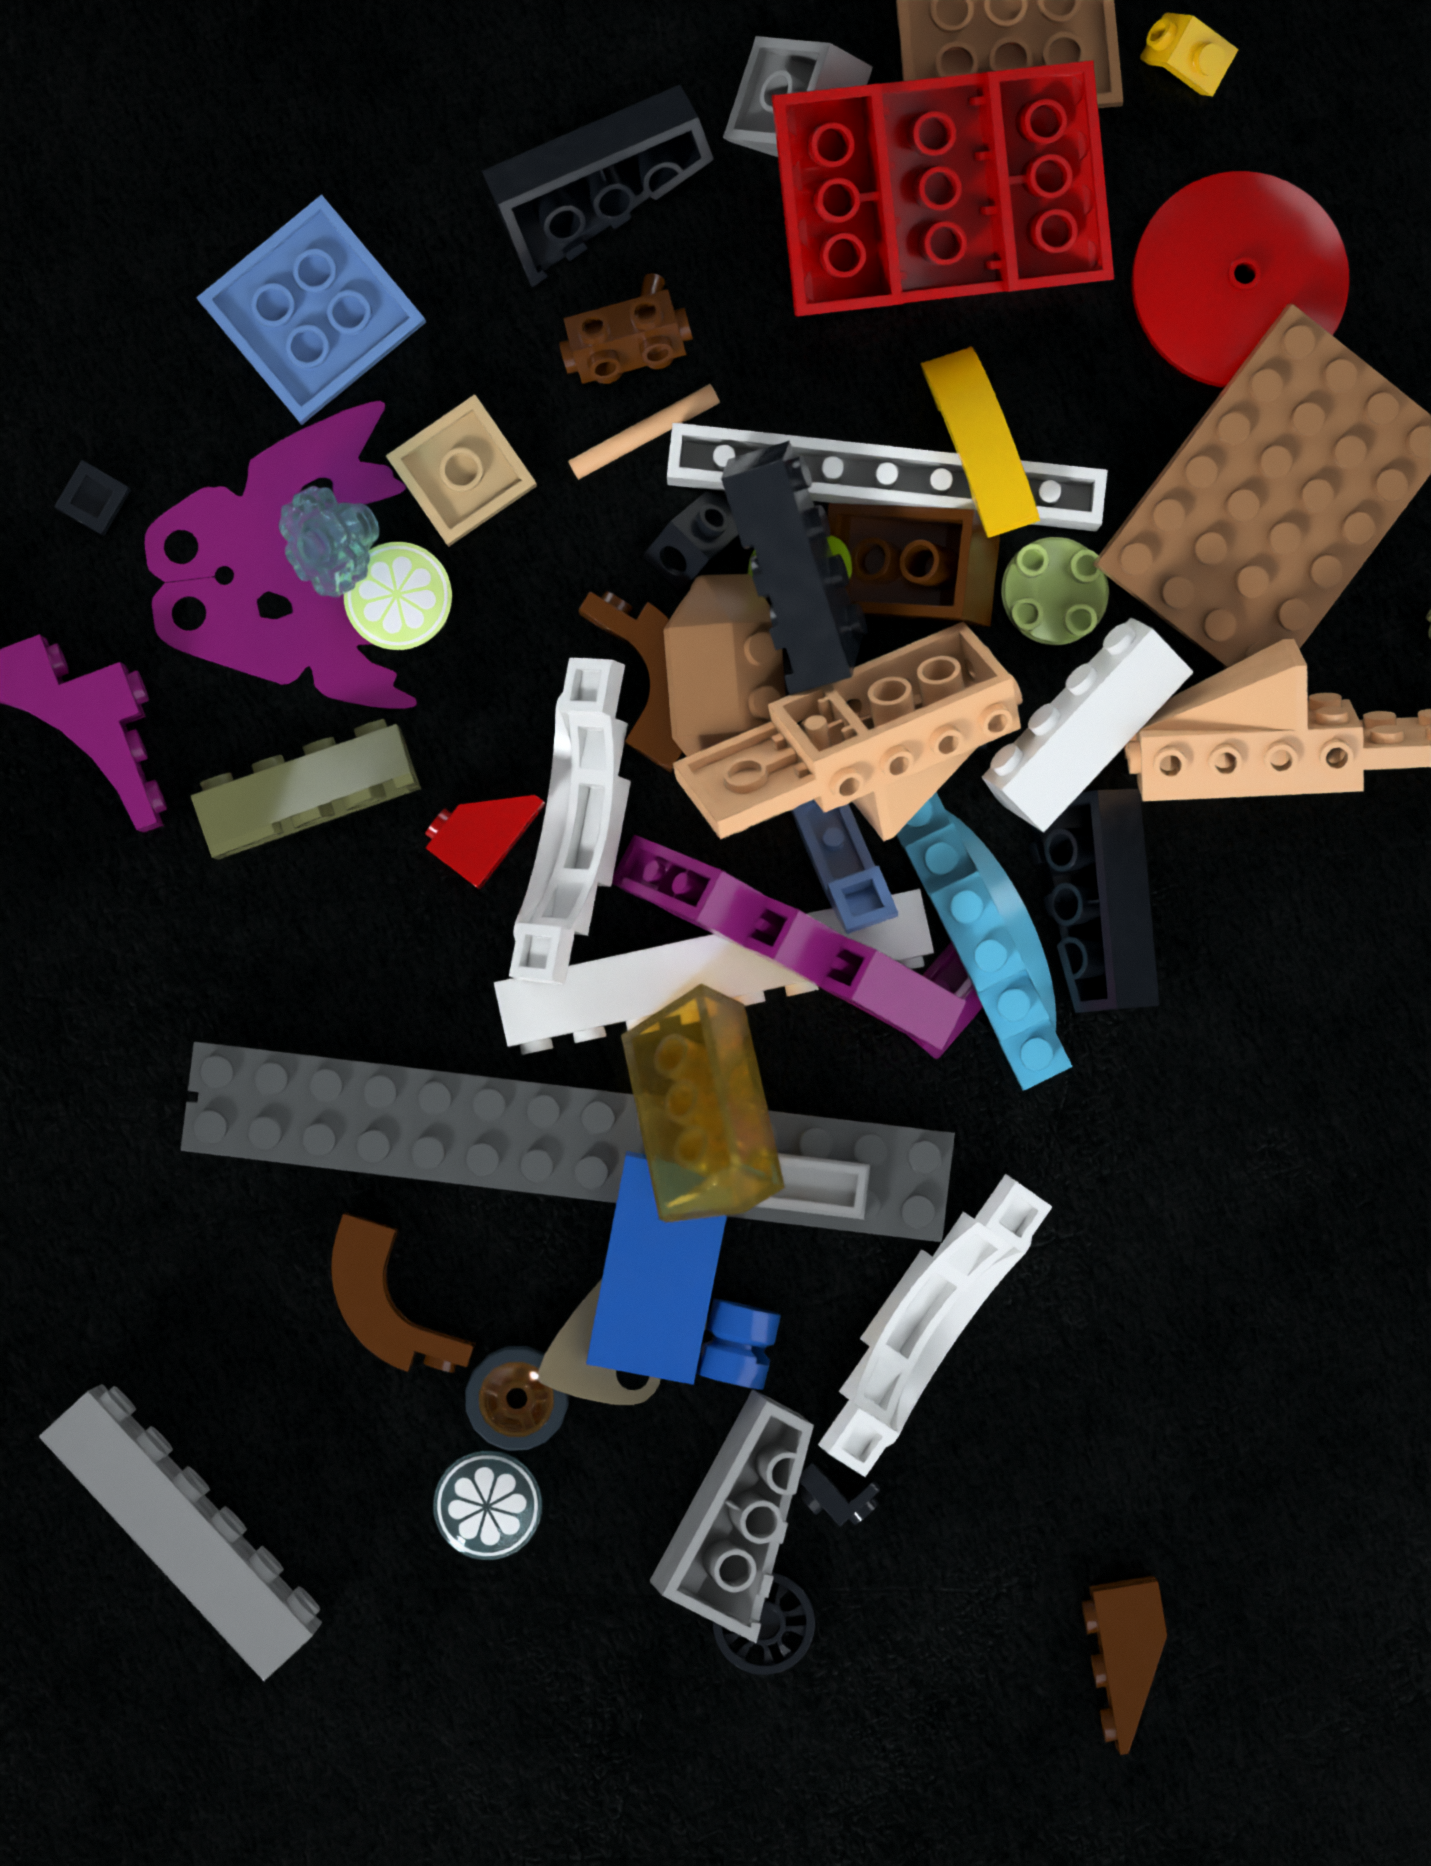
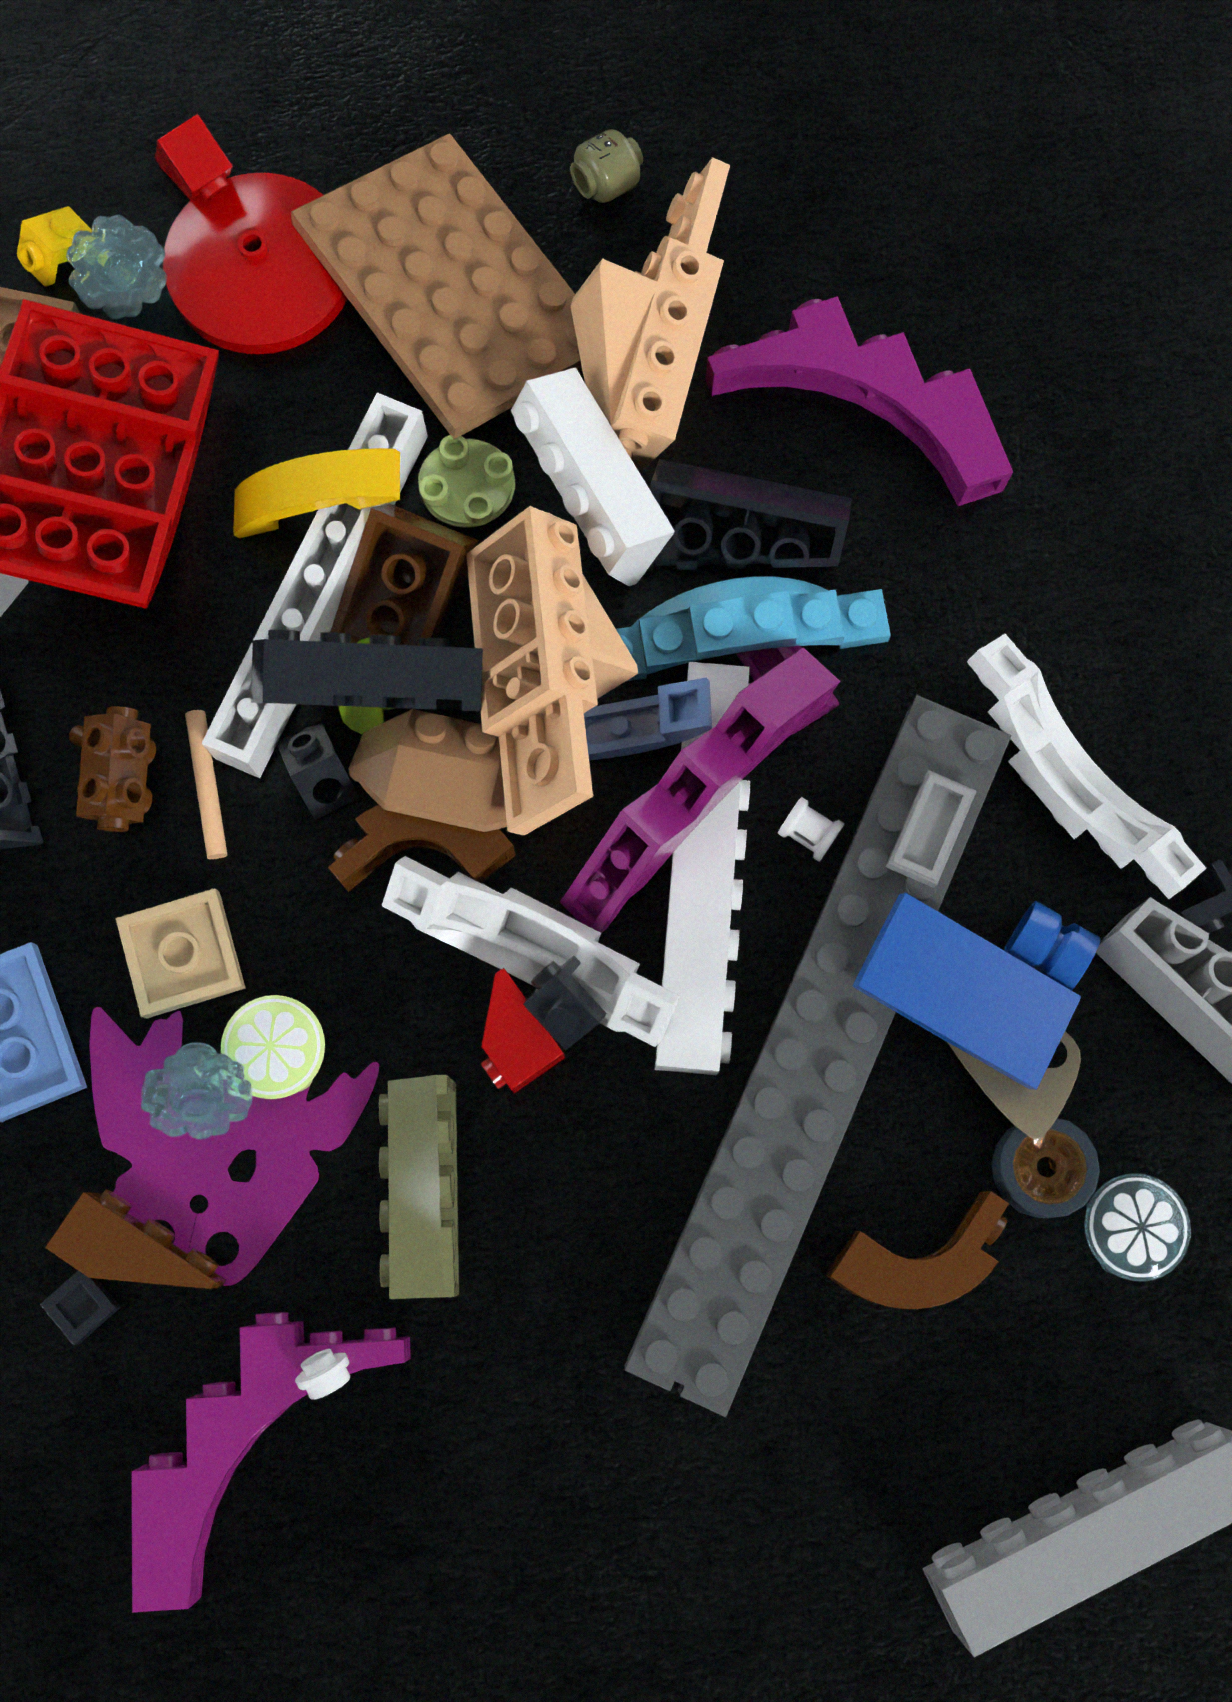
camera: 75 degrees left, 10 degrees down
(102, 757) = (323, 1373): none -> white plate
(157, 516) = (113, 1245): none -> reddish brown slope
(525, 870) = (563, 1003): none -> black bracket
(702, 1108) = (836, 903): clear yellow slope -> none
(788, 1066) = (810, 828): none -> white bush
(1173, 136) = (116, 266): none -> clear light blue plant
(1319, 926) = (881, 375): none -> magenta arch
(1324, 173) = (193, 159): none -> red slope

